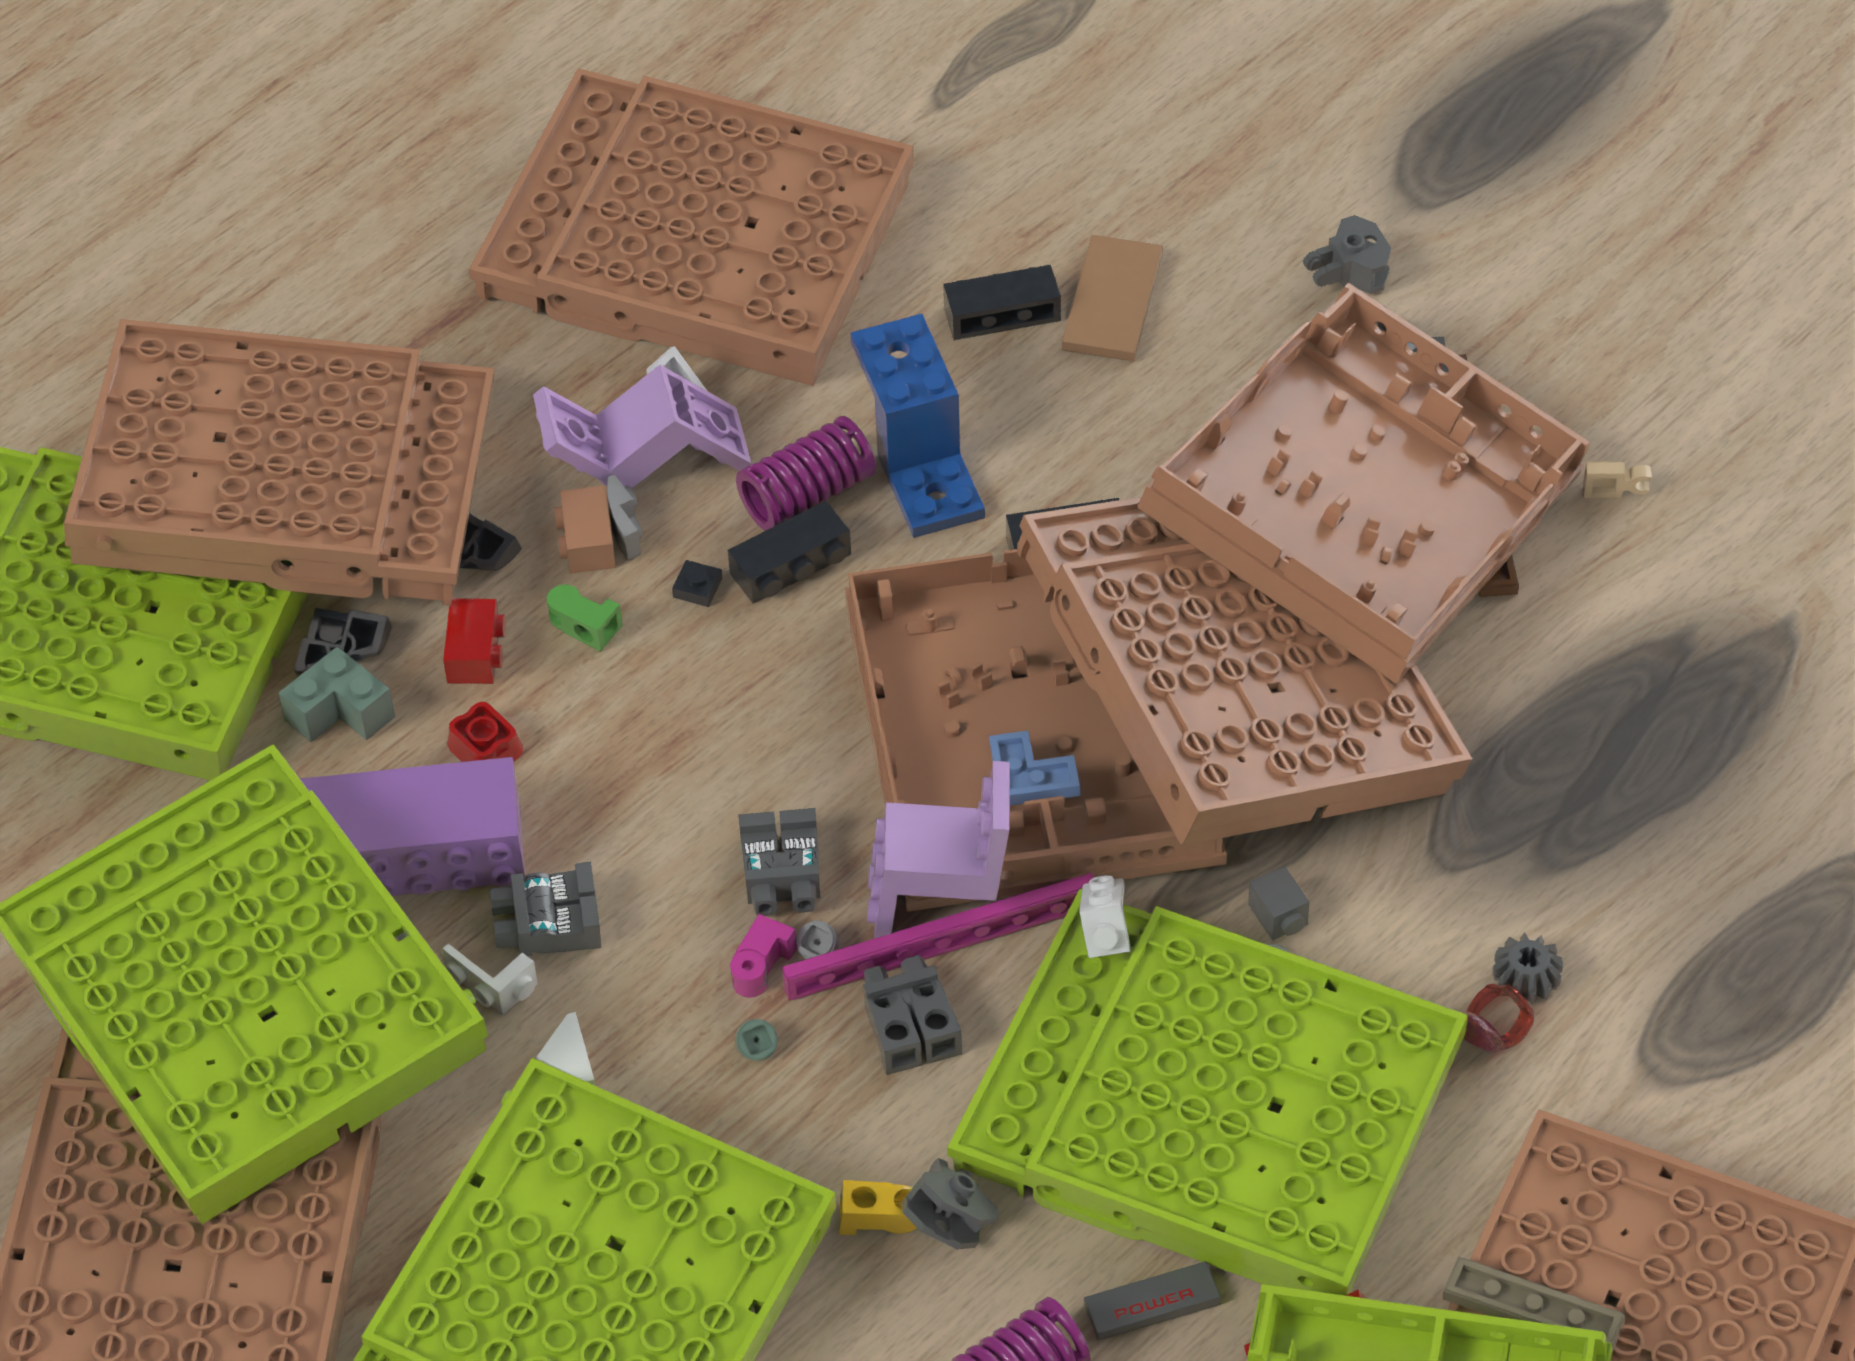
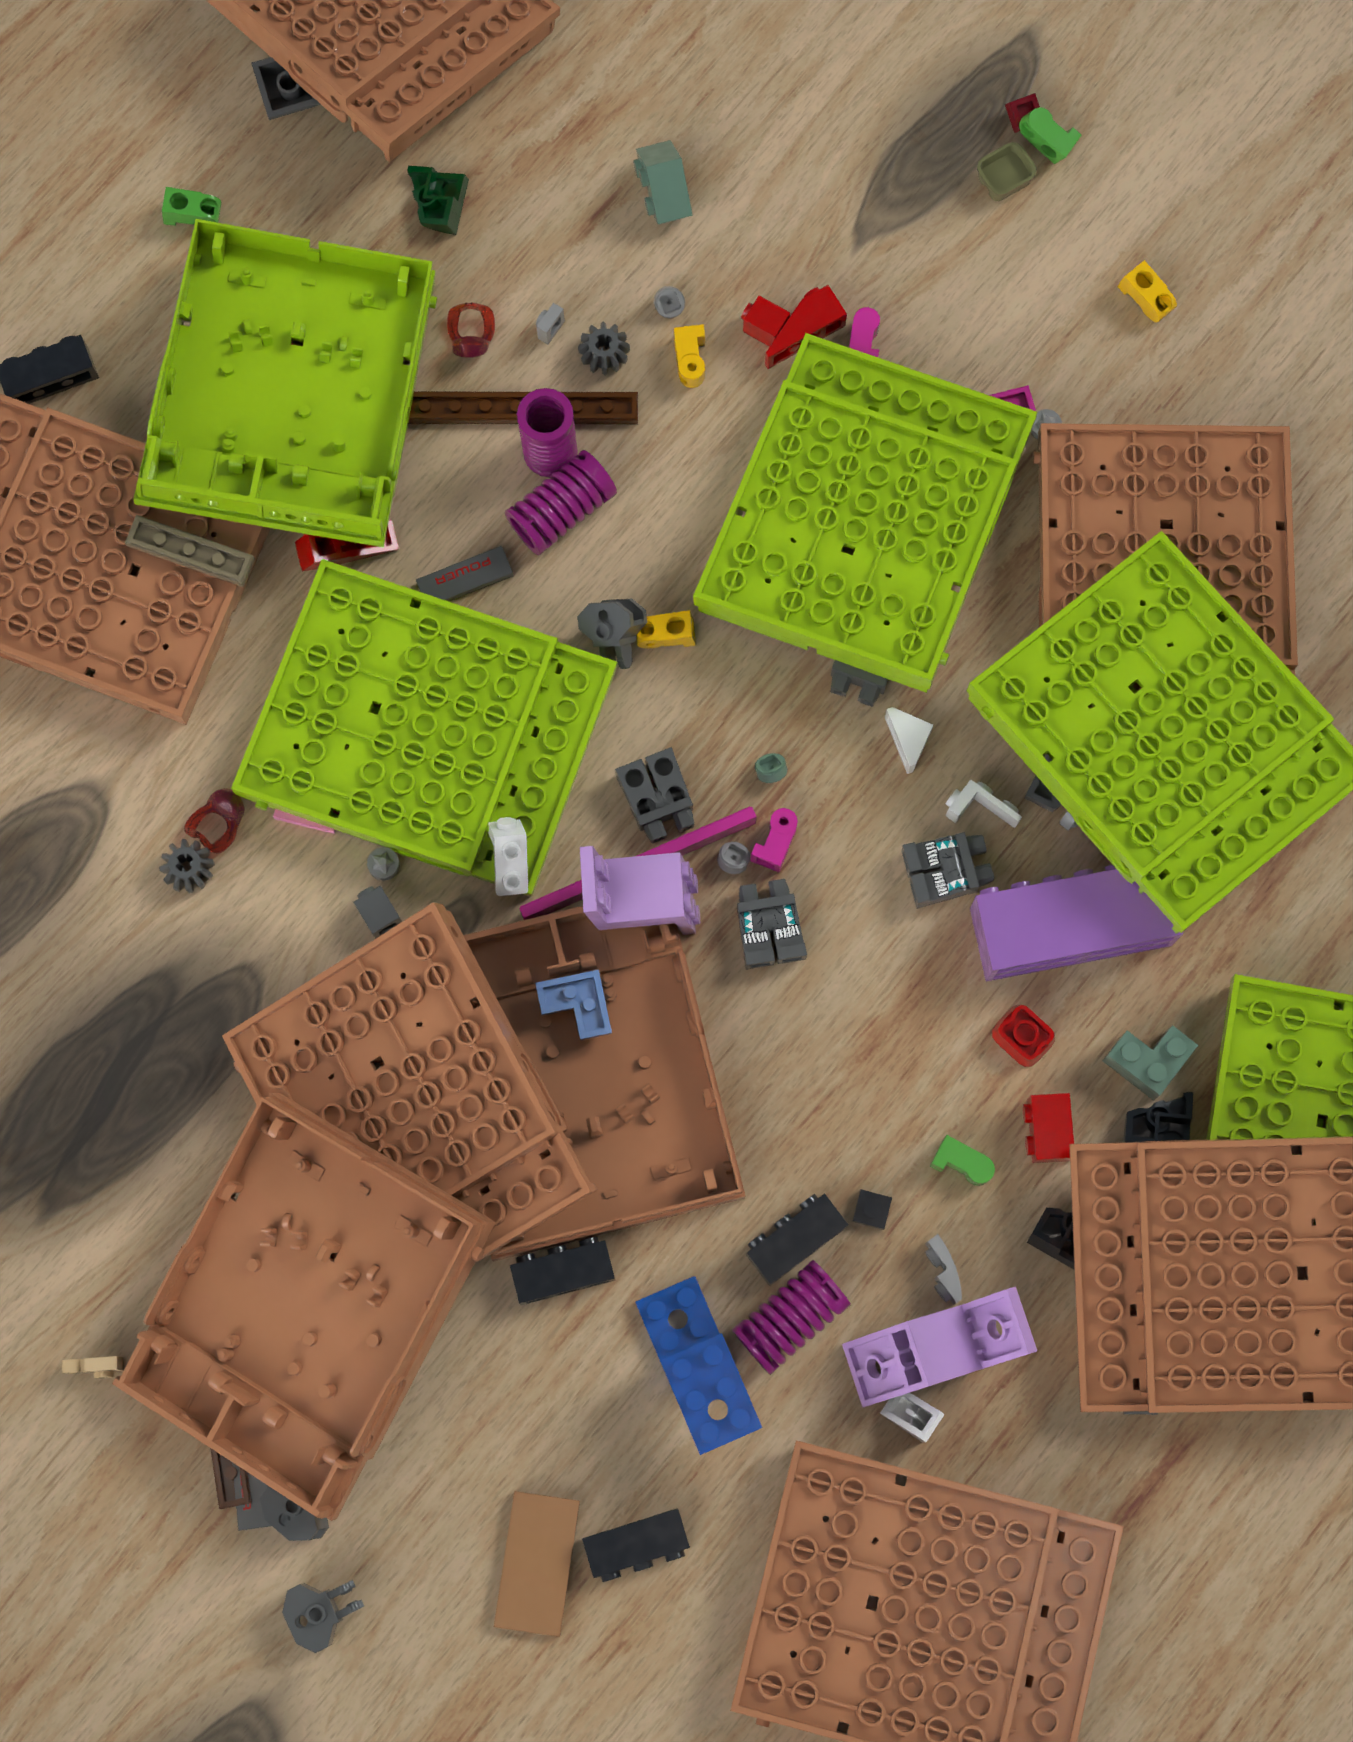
camera: 175 degrees right, 25 degrees up
(587, 529) = (973, 1253): nougat brick -> none

